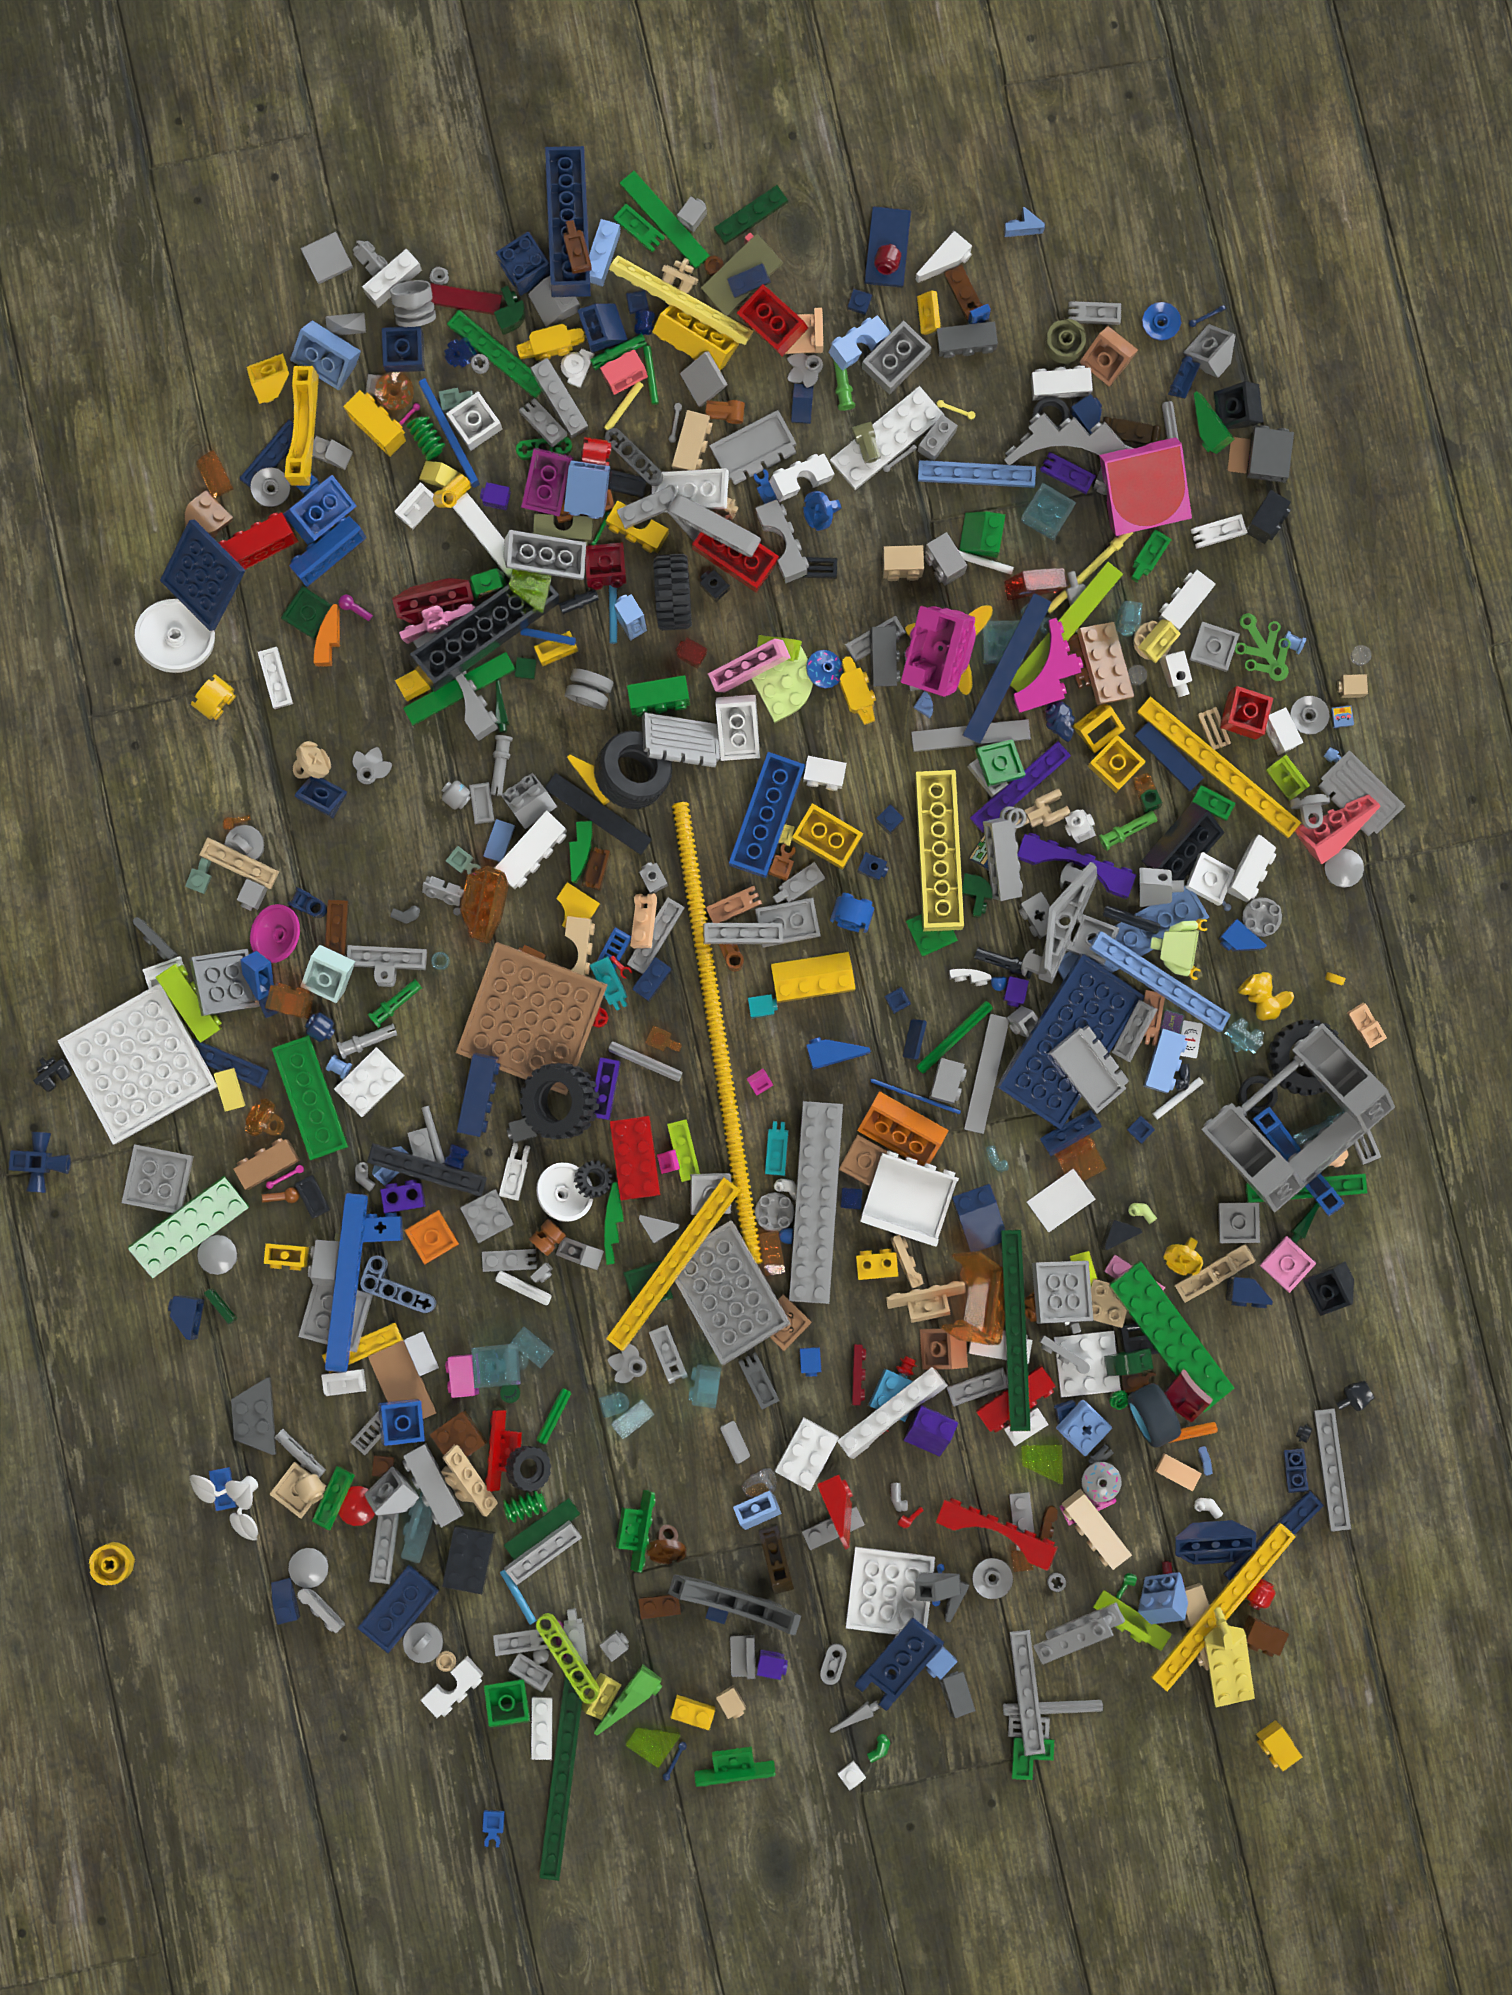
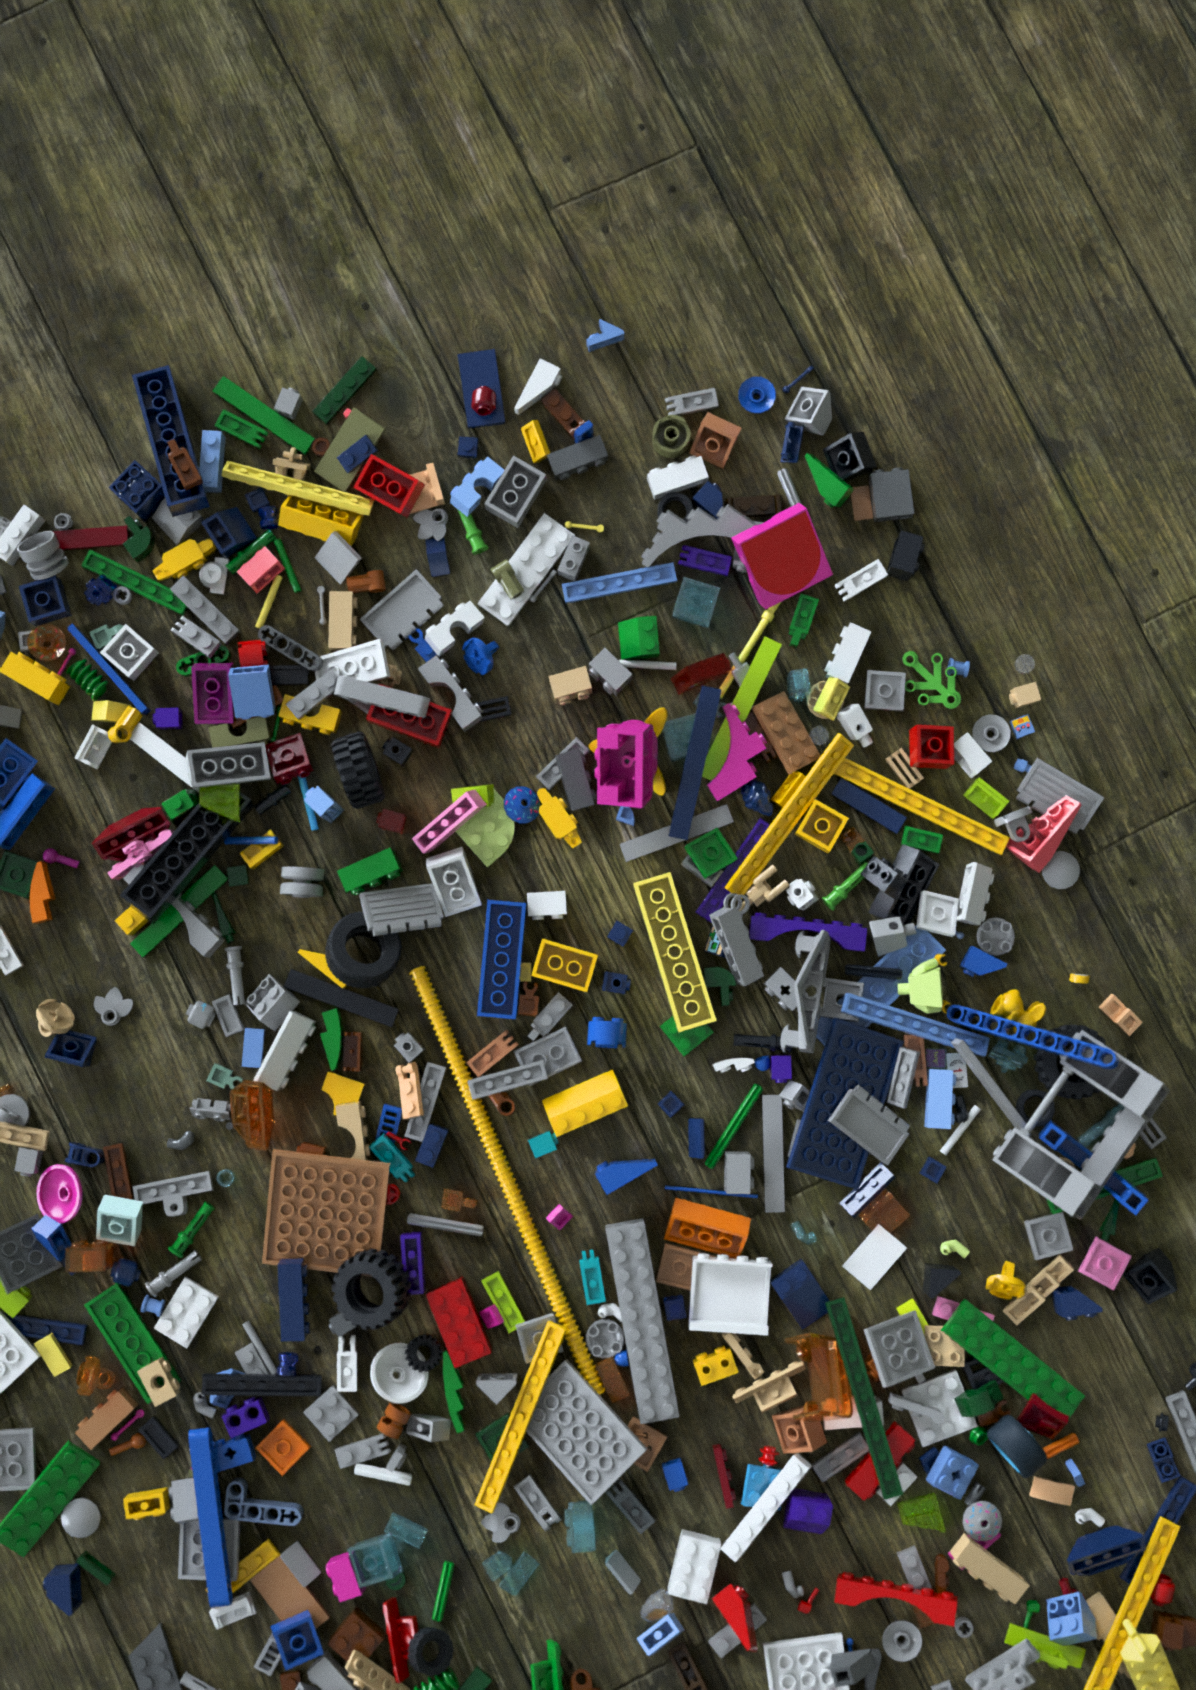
camera: 15 degrees left, 0 degrees up
(320, 1130) = (159, 1393): none -> tan brick
(1088, 744) = (789, 815): none -> yellow plate
(1165, 827) = (884, 877): none -> black brick
(1217, 1055) = (989, 1084): none -> light grey tile
(1278, 1024) = (1040, 1040): none -> blue beam

